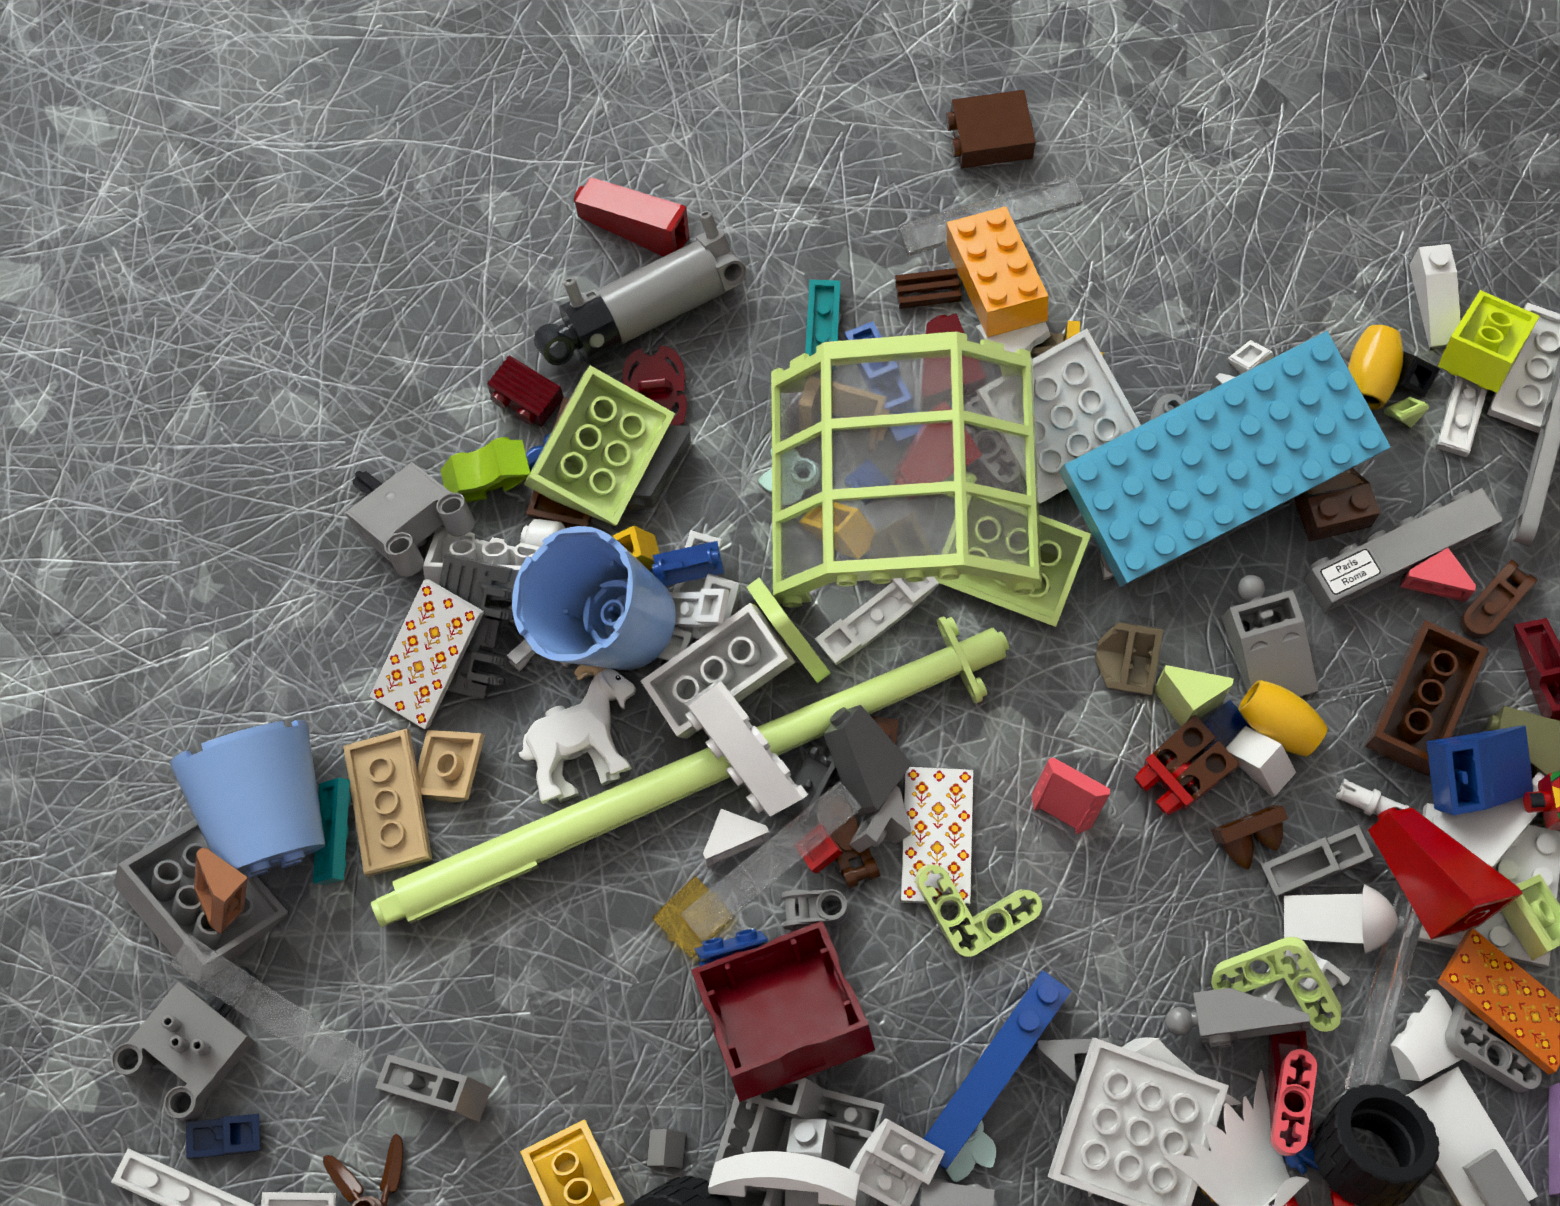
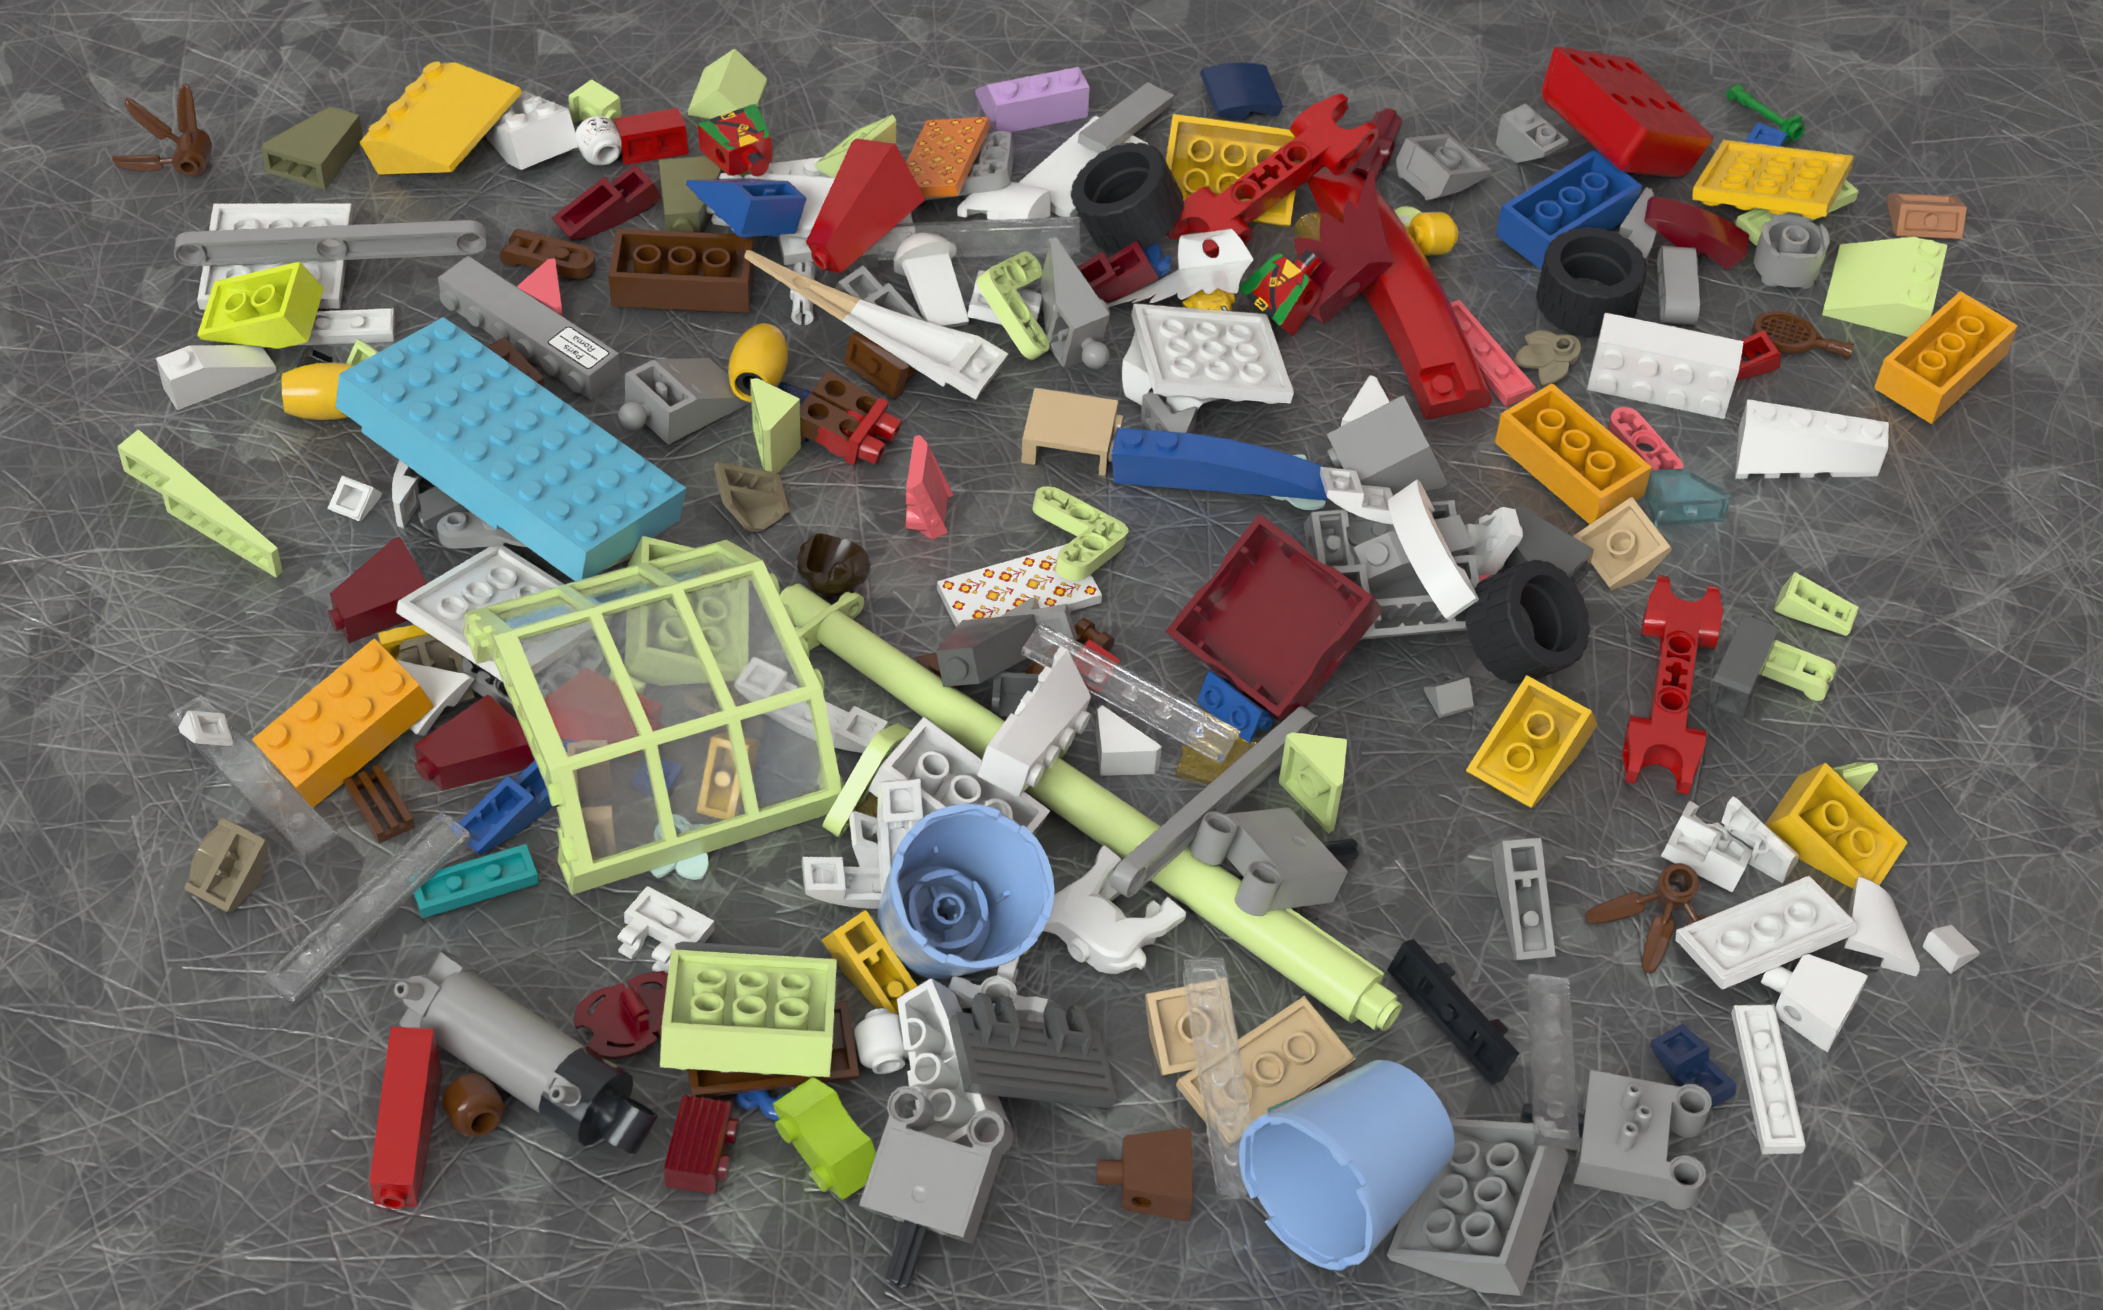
camera: 120 degrees left, 20 degrees down
(219, 889) = (1474, 1138): nougat tile -> none
(330, 974) = (1453, 1011): none -> black hinge
(344, 678) = (1153, 1173): none -> reddish brown torso
(395, 758) = (1218, 1069): none -> clear tile
(426, 653) = (1084, 1080): white tile -> none
(547, 893) = (1277, 857): none -> light grey piece
(615, 971) = (1314, 774): none -> yellowish green slope
(626, 259) = (473, 1105): none -> reddish brown head
(626, 872) = (1218, 796): none -> light grey beam
(688, 563) = (847, 871): blue hinge -> none
(723, 439) = (664, 920): none -> white plate
(811, 908) = (1153, 653): light grey piece -> none
(827, 249) = (367, 908): none -> clear tile
(906, 171) = (227, 865): none -> dark tan slope
(991, 129) = (133, 804): reddish brown brick -> none
(1018, 686) = (832, 564): none -> dark brown hair
(1038, 189) = (206, 728): none -> white slope
(1101, 960) = (1071, 424): none -> tan panel
(1134, 346) = (371, 594): none -> dark red slope
(1239, 880) = (932, 349): none -> white plate
(1262, 759) = (804, 371): white slope -> none
(1280, 1126) = (1146, 241): coral beam -> none
(1286, 242) = (195, 503): none -> yellowish green slope

